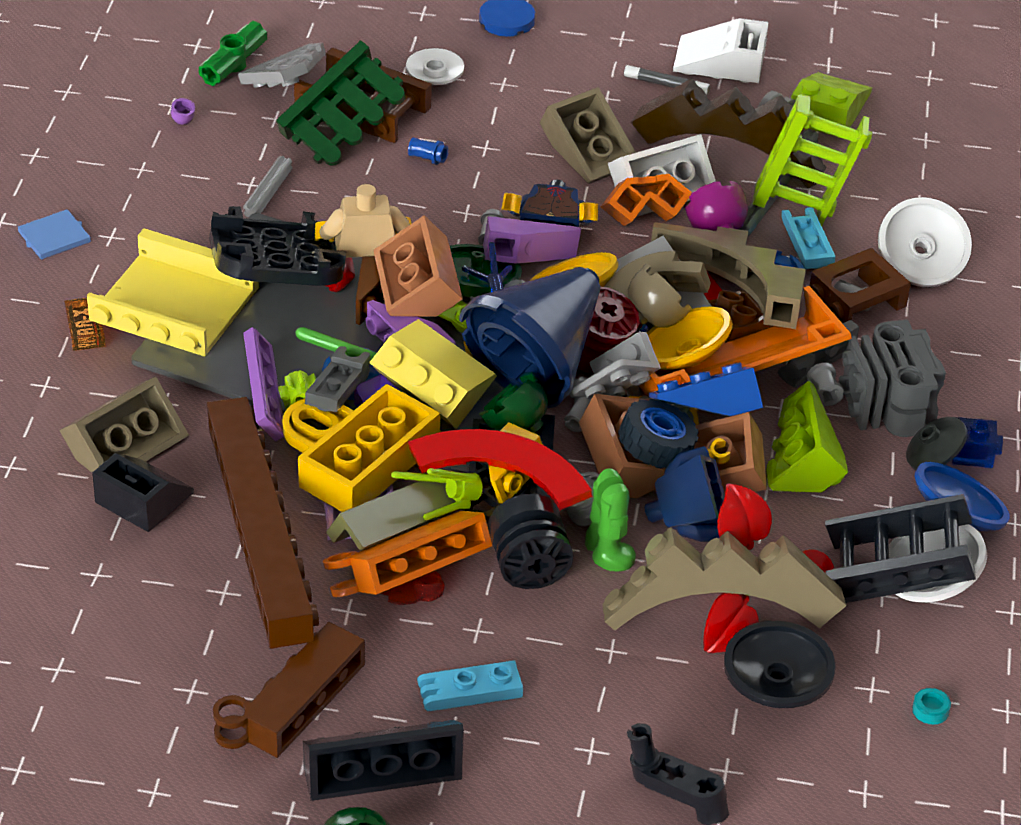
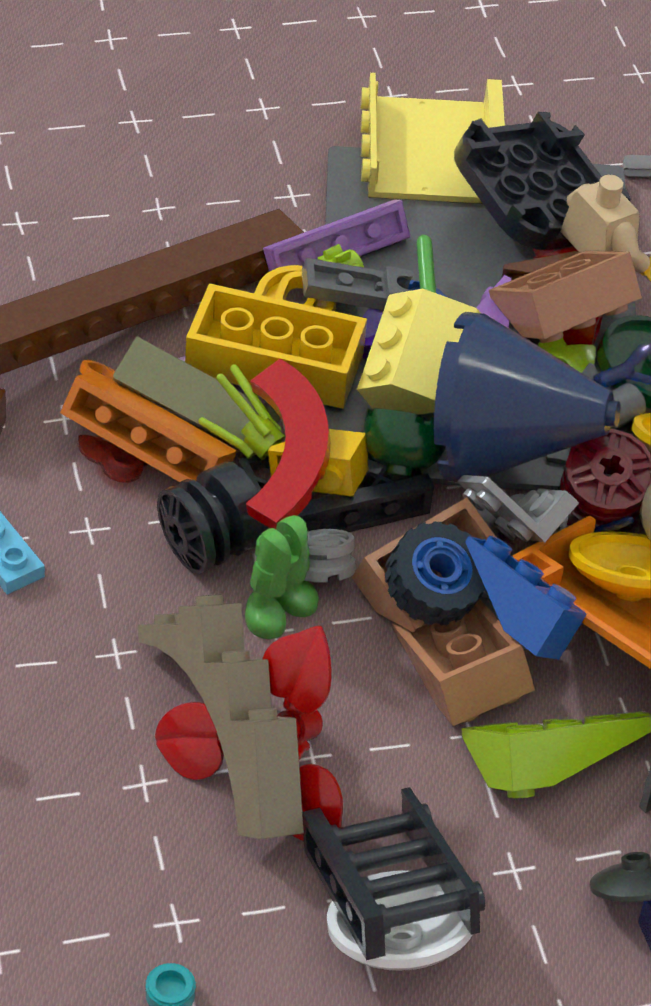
camera: 65 degrees right, 5 degrees up
(54, 234) = (488, 44): medium blue piece -> none
(83, 332) = (347, 107): clear orange tile -> none
(132, 424) = (215, 172): dark tan slope -> none
(138, 490) = (136, 204): black slope -> none
(691, 493) = (372, 643): dark blue torso -> none
(779, 664) = (135, 780): black dish -> none
(943, 481) = (561, 919): blue dish -> none

